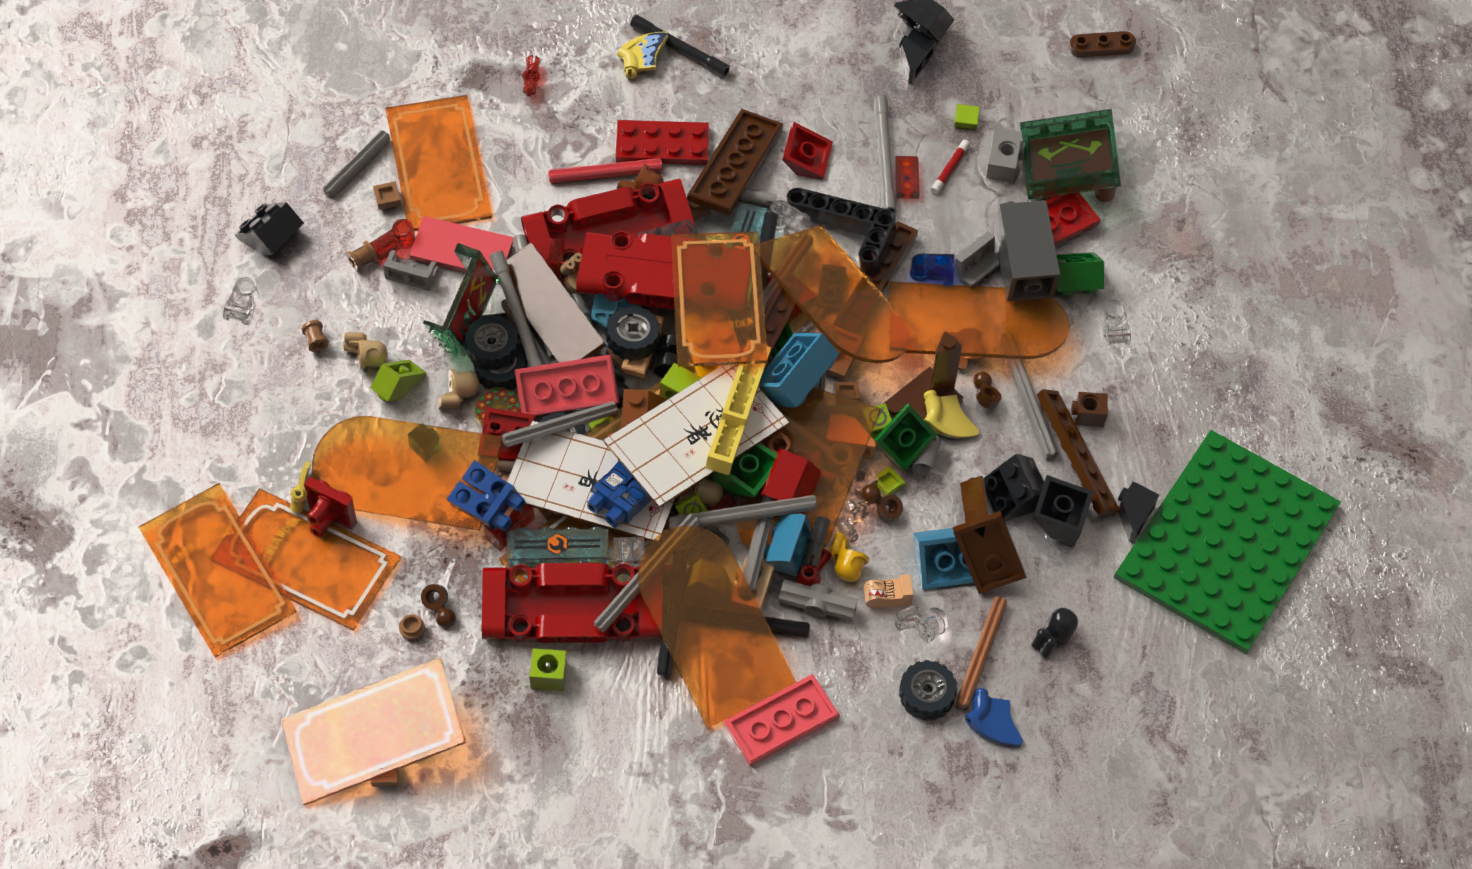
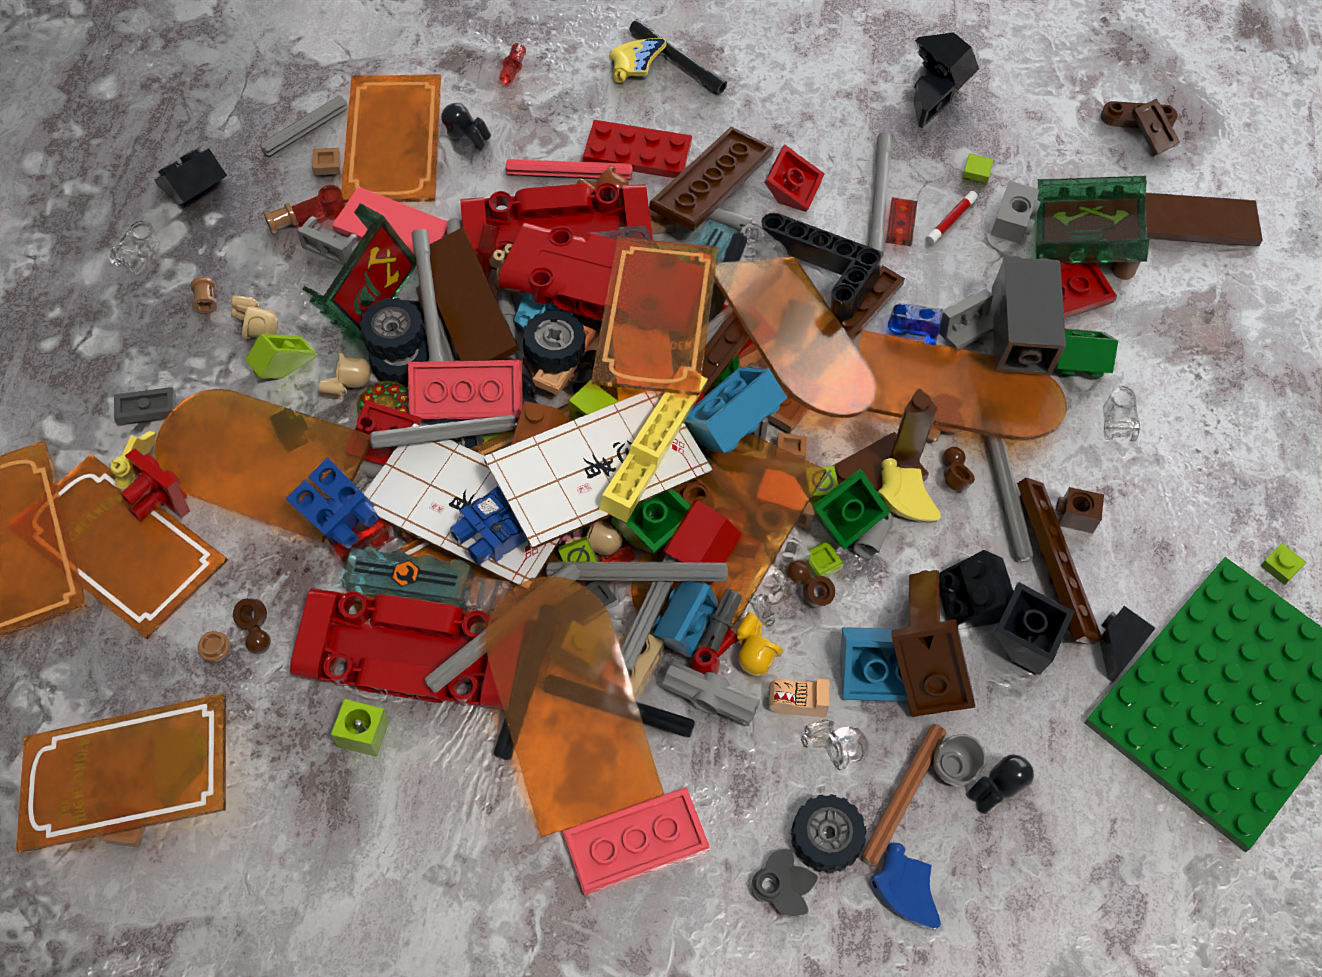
camera: 10 degrees right, 0 degrees up
(293, 440) = (144, 405): none -> dark grey plate
(499, 142) = (460, 123): none -> black piece
(904, 732) = (789, 884): none -> dark grey plate
(1020, 619) = (959, 759): none -> light grey hair
(1117, 55) = (1155, 127): none -> reddish brown plate
(1165, 136) = (1202, 219): none -> reddish brown tile
(1258, 428) = (1283, 563): none -> lime plate

